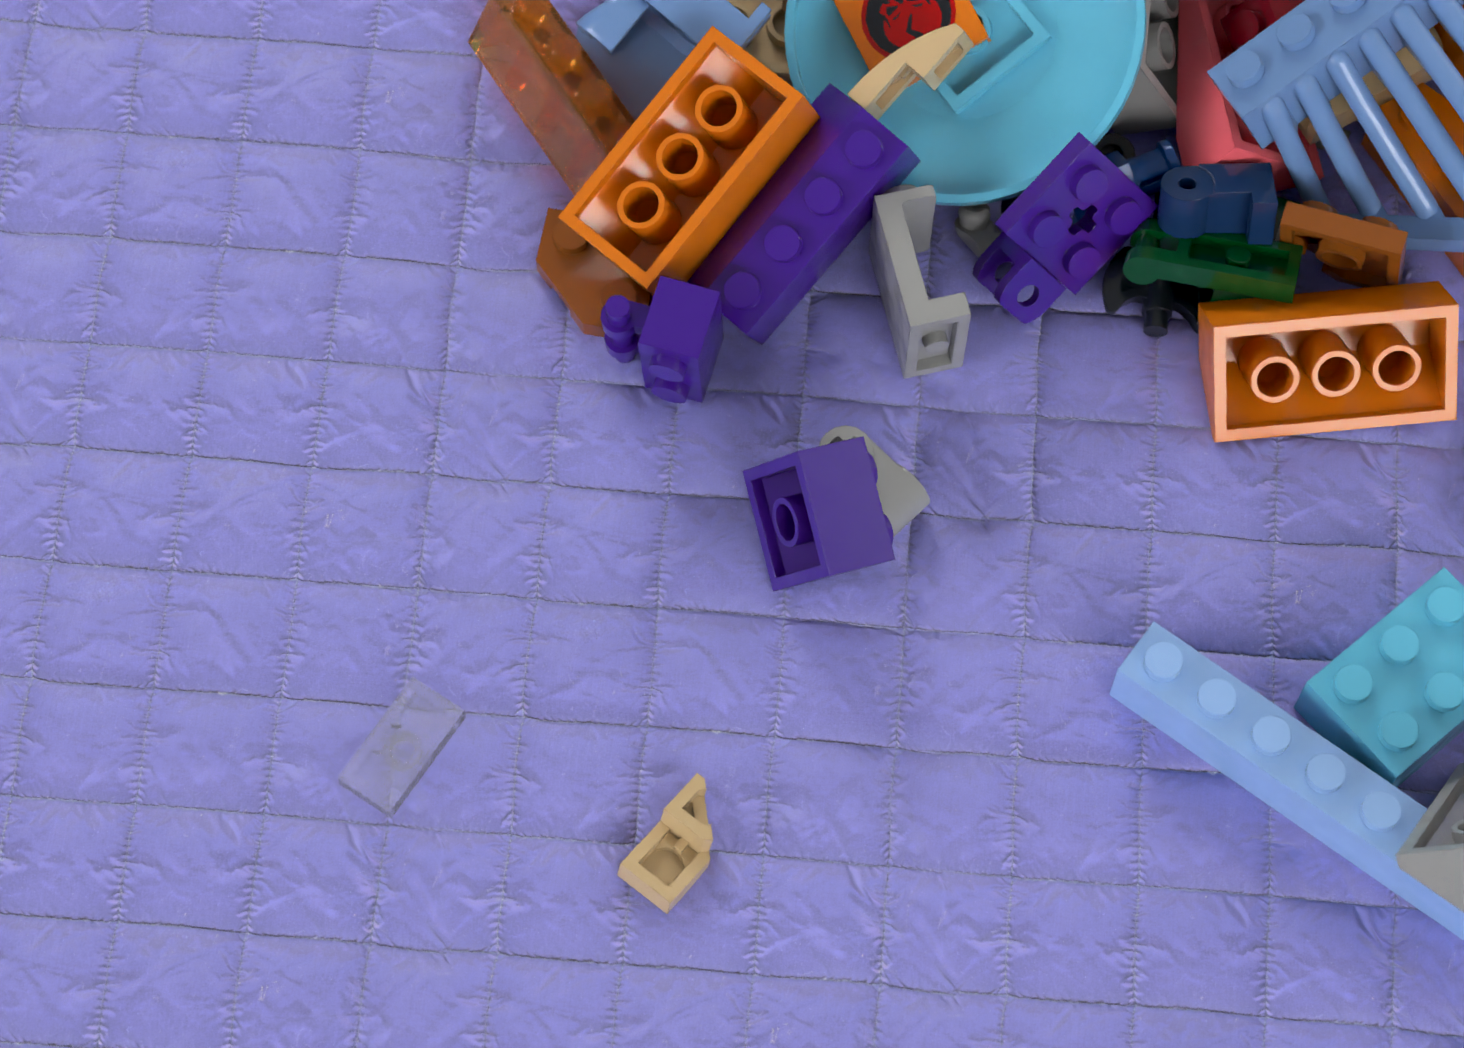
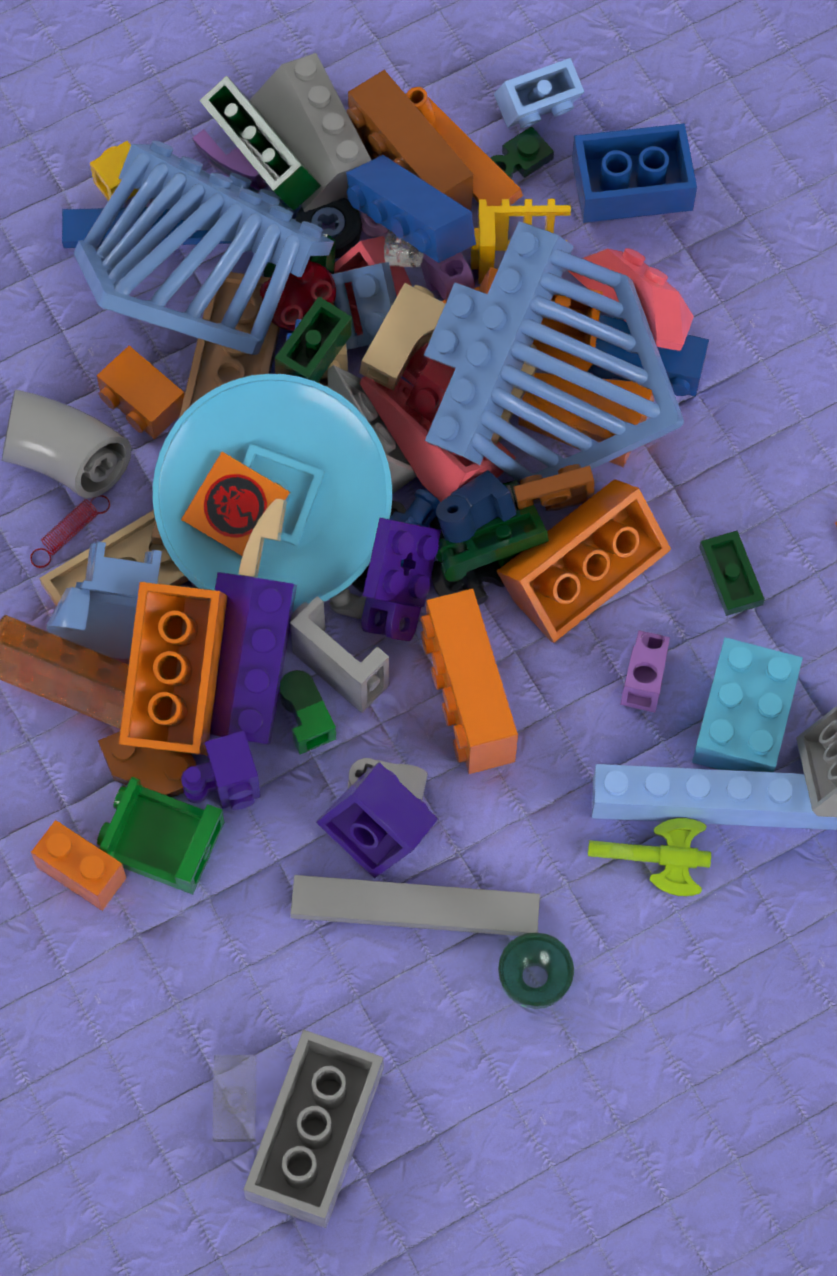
camera: 35 degrees left, 0 degrees up
(415, 340) = (78, 865): none -> orange brick
(467, 847) = (314, 1128): none -> light grey brick
(541, 369) = (161, 836): none -> green panel
(673, 851) = (422, 1056): tan slope -> none
(801, 659) = (414, 905): none -> light grey tile
(836, 317) = (303, 699): none -> leg
(898, 806) = (540, 951): none -> clear green piece
(1058, 416) = (469, 682): none -> orange brick
(1184, 812) = (675, 856): none -> lime piece
(1309, 550) = (645, 671): none -> medium lavender leg

